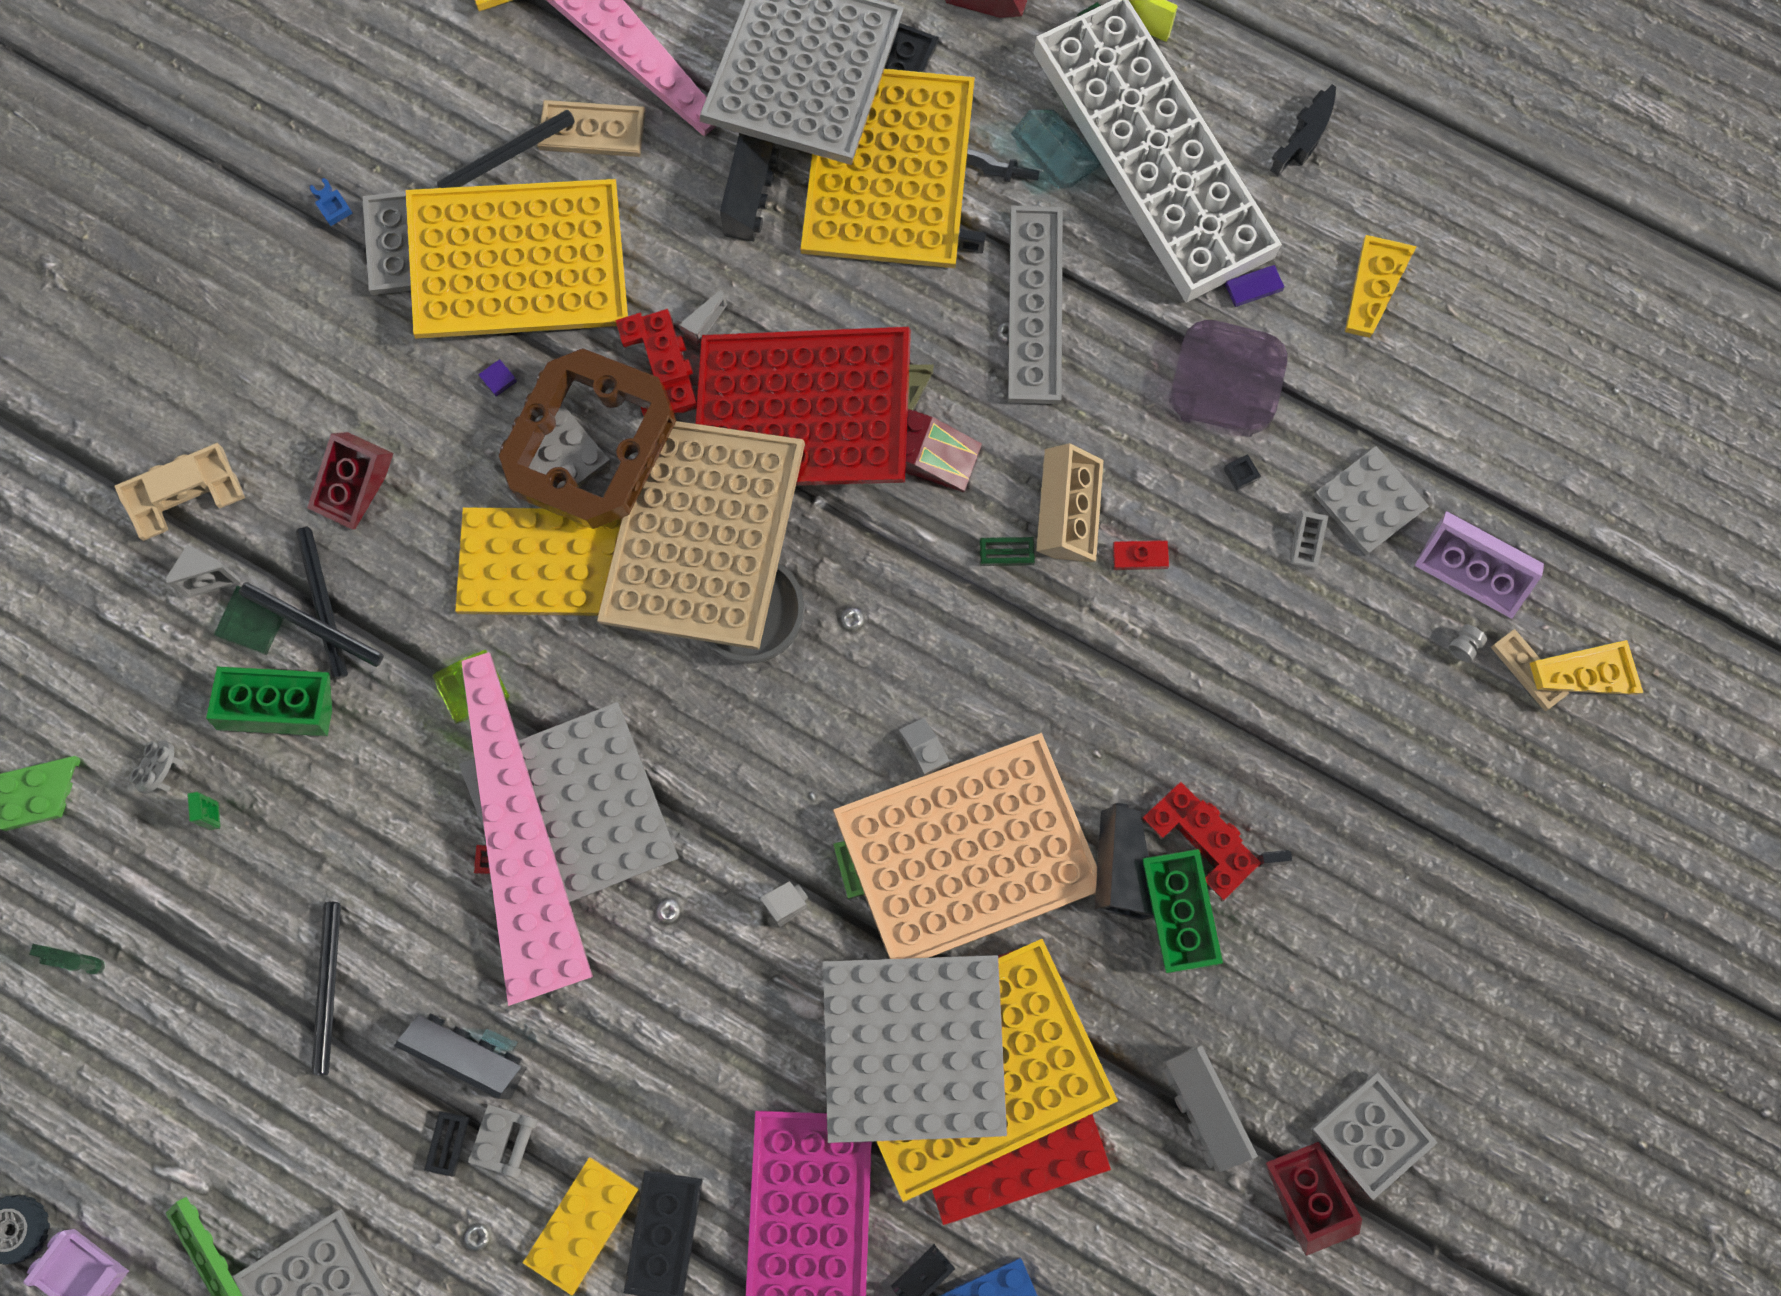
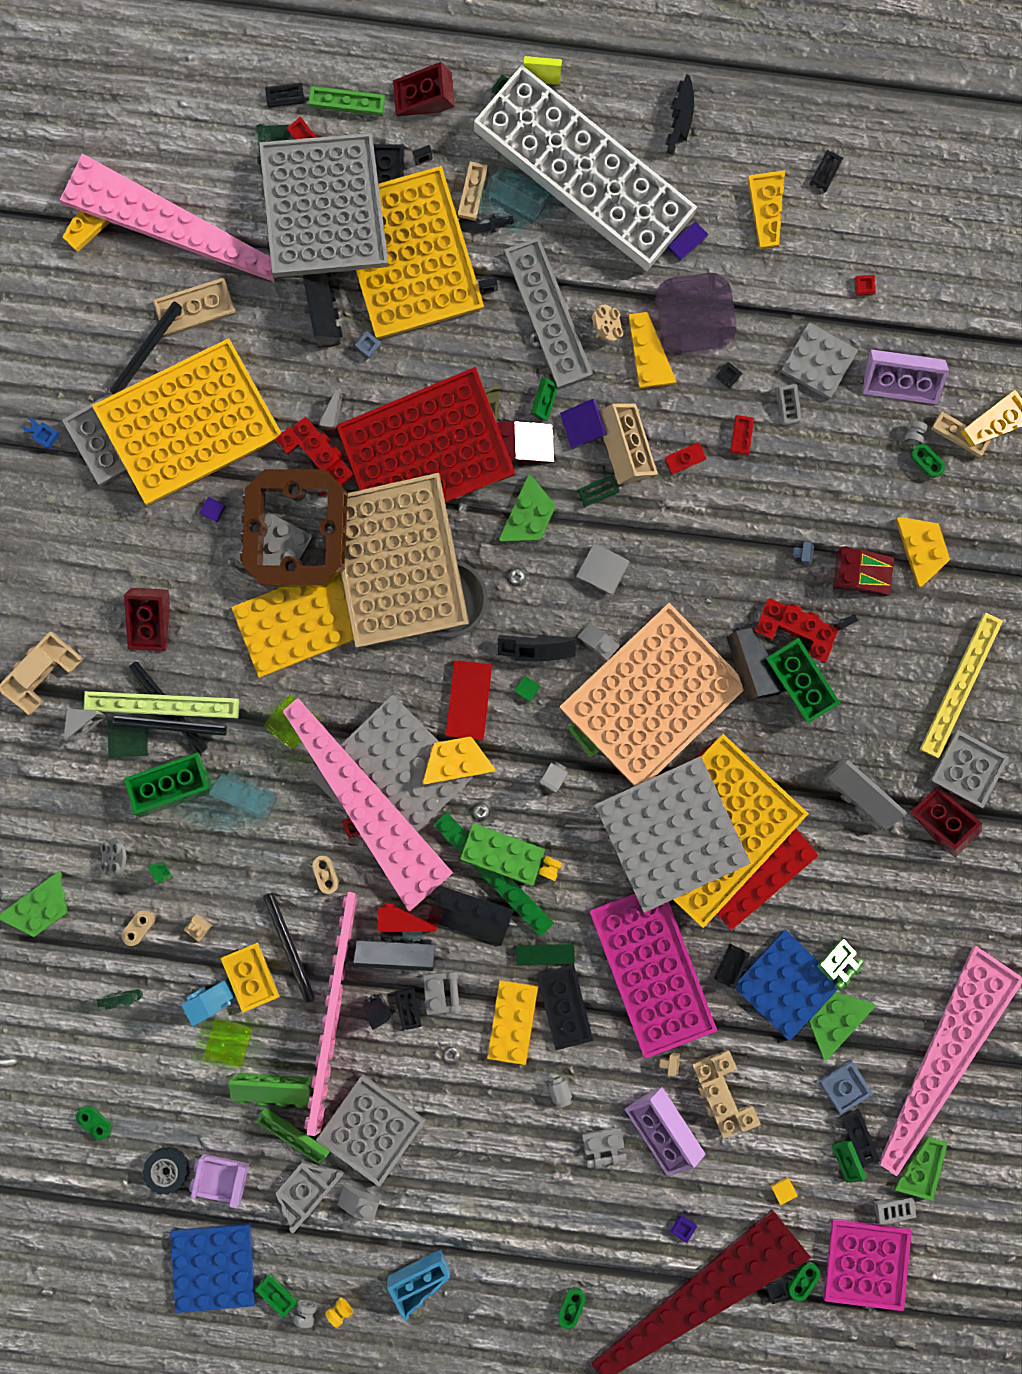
camera: 25 degrees left, 10 degrees up
(140, 876) = (138, 928): none -> tan plate
(180, 1013) = (208, 1002): none -> dark azure wedge
(182, 1083) = (228, 1042): none -> clear neon green plate
(207, 1175) = (270, 1089): none -> bright green slope
(219, 908) = (197, 927): none -> tan tile
(251, 1233) = (314, 1122): none -> bright pink wing
(254, 1006) = (250, 977): none -> yellow plate
(315, 594) = (161, 704): none -> yellowish green tile
(362, 755) = (244, 795): none -> clear light blue slope
(401, 1126) = (377, 1011): none -> black slope
(420, 908) = (323, 875): none -> tan plate
(491, 1012) = (397, 919): none -> red slope
(590, 1046) = (470, 914): none -> black slope
(648, 1005) = (504, 886): none -> green plate
(662, 825) = (455, 760): none -> yellow wing
(668, 1147) = (545, 954): none -> dark green tile
(669, 981) = (502, 854): none -> bright green plate
(717, 754) = (469, 700): none -> red tile
(727, 1027) = (550, 868): none -> yellow wheel
(787, 254) = (368, 344): none -> sand blue plate
(802, 770) = (527, 688): none -> green tile
(838, 722) = (537, 649): none -> black slope
(902, 546) = (529, 514): none -> bright green wing
(956, 57) = (422, 155): none -> black tile
(971, 654) = (603, 569): none -> light grey slope
(984, 407) = (544, 399): none -> green plate
(1001, 122) = (472, 191): none -> tan plate
(1022, 457) = (583, 423): none -> dark purple tile
(1106, 344) = (607, 323): none -> tan plate
(1145, 411) = (649, 356): none -> yellow wing
(1228, 554) = (742, 435): none -> red plate
(1254, 742) = (805, 553): none -> sand blue tile
(1326, 799) = (863, 571): none -> dark red slope
(1404, 1012) = (961, 685): none -> light yellow plate
(1422, 801) = (923, 547): none -> yellow wing
(1457, 281) = (820, 184): none -> black tile
(1469, 429) = (865, 285): none -> red tile
(1472, 687) = (929, 459): none -> green plate

